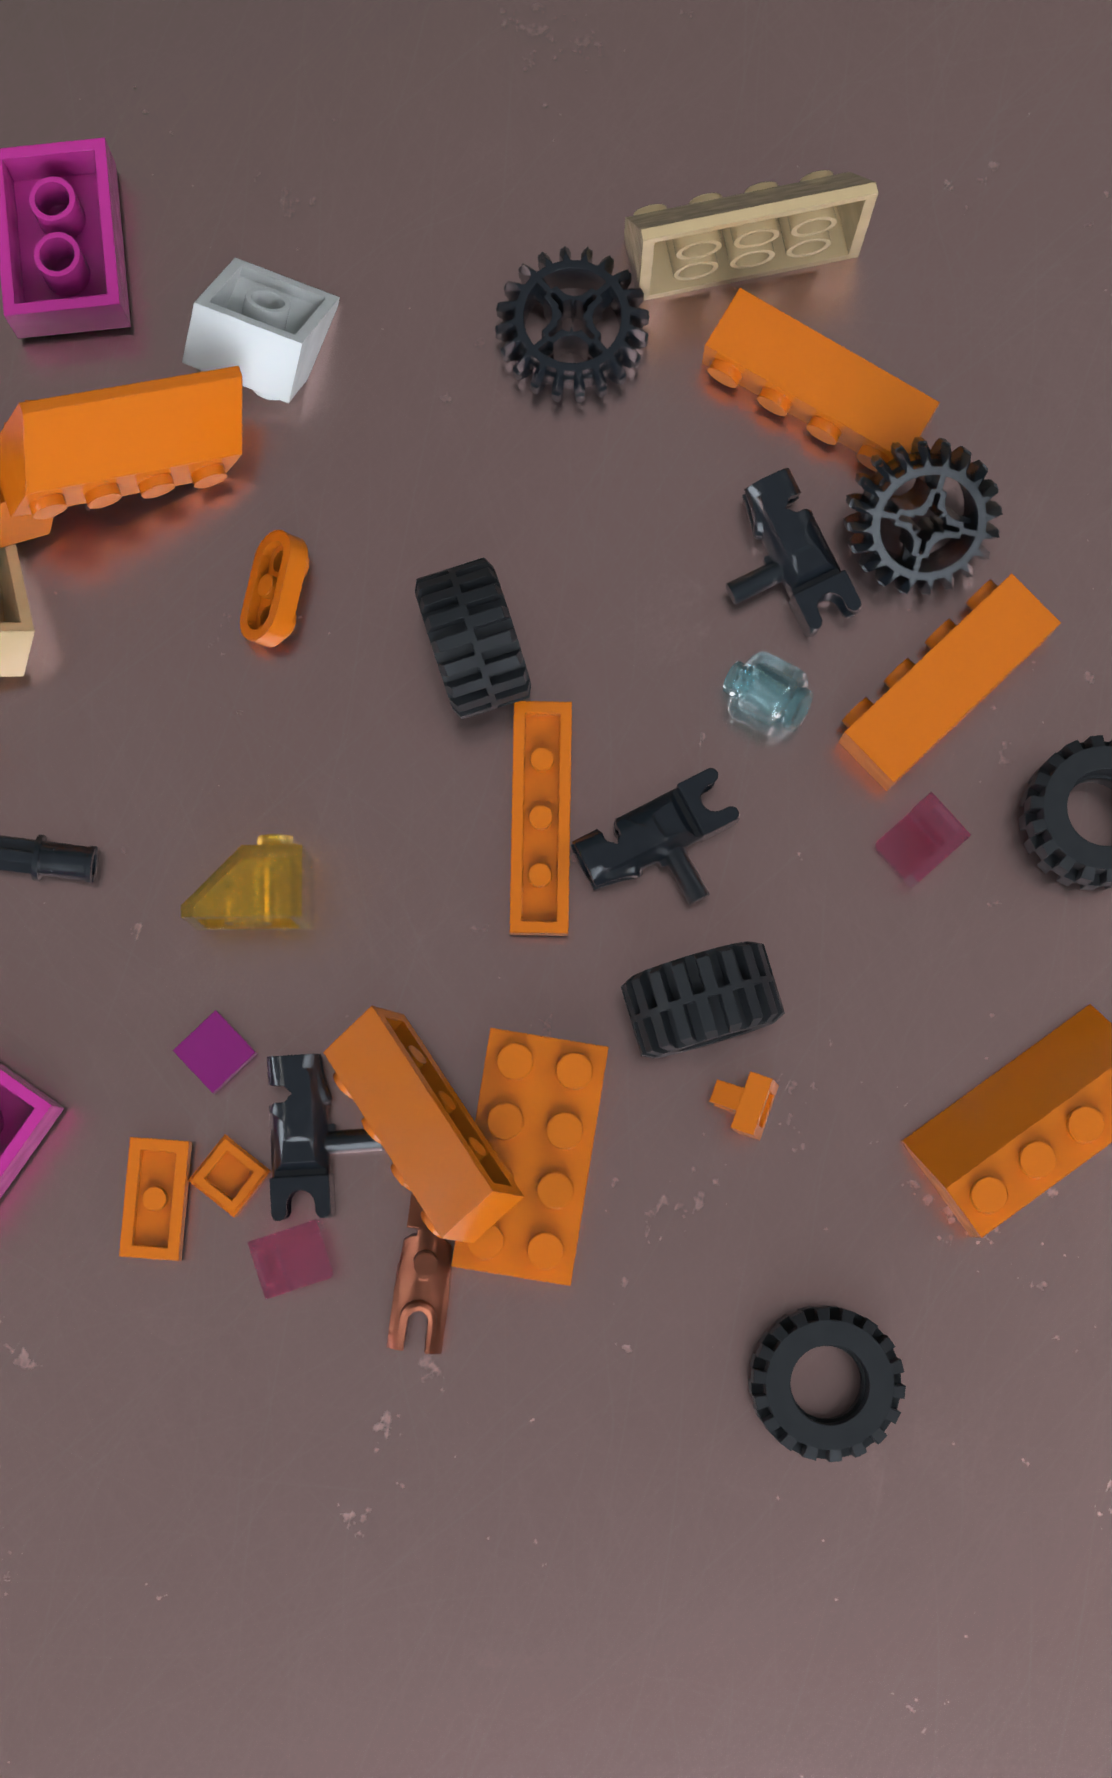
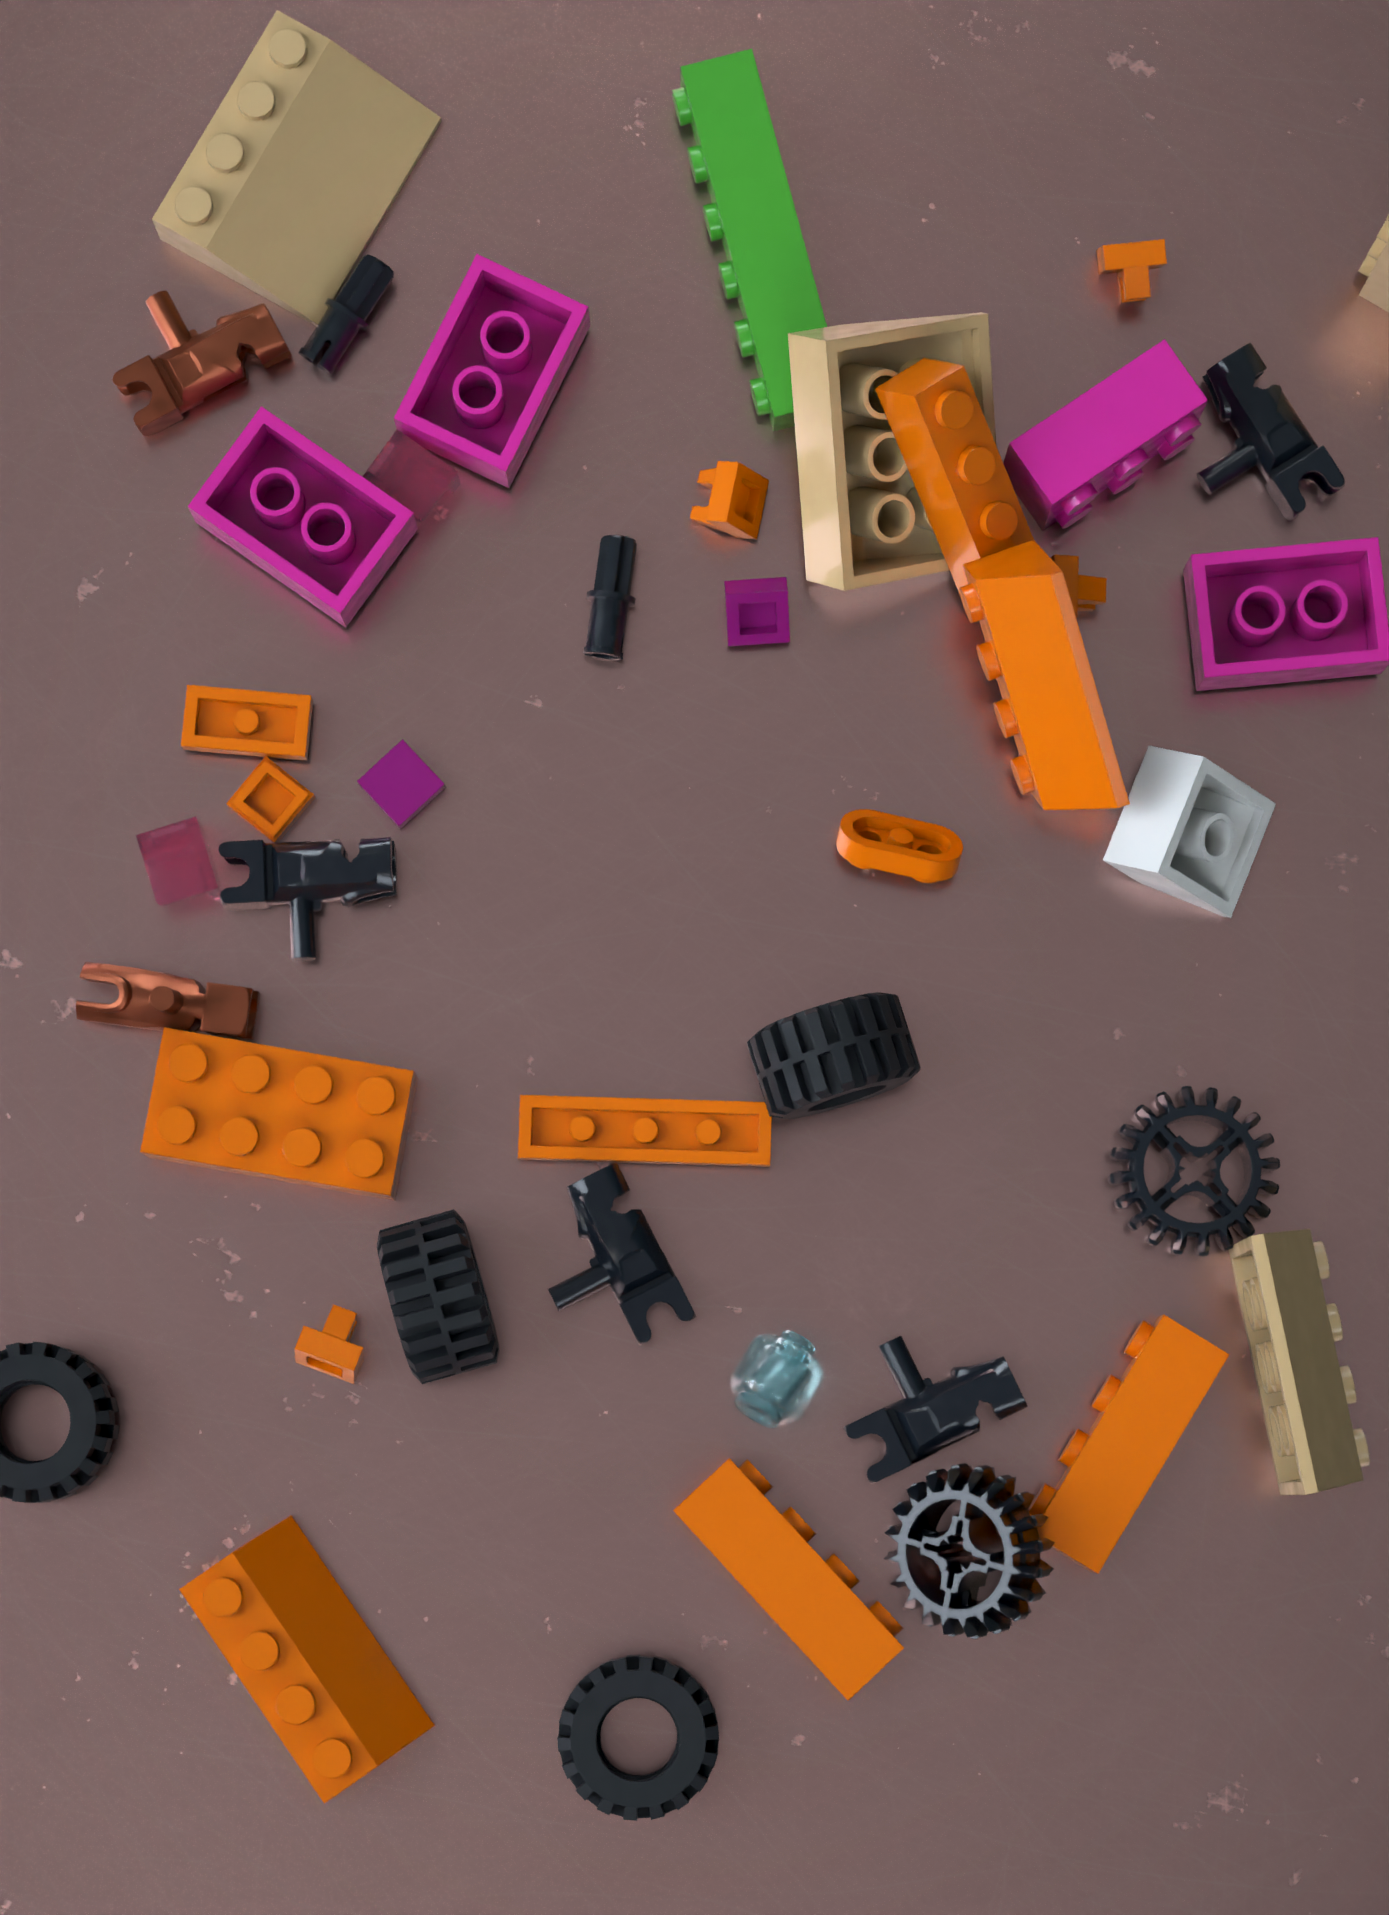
camera: 90 degrees right, 0 degrees up
(52, 720) = (757, 611): none -> magenta plate
(256, 889) = (566, 829): clear yellow slope -> none
(422, 1126) = (311, 997): orange brick -> none
(921, 840) = (613, 1543): clear pink panel -> none

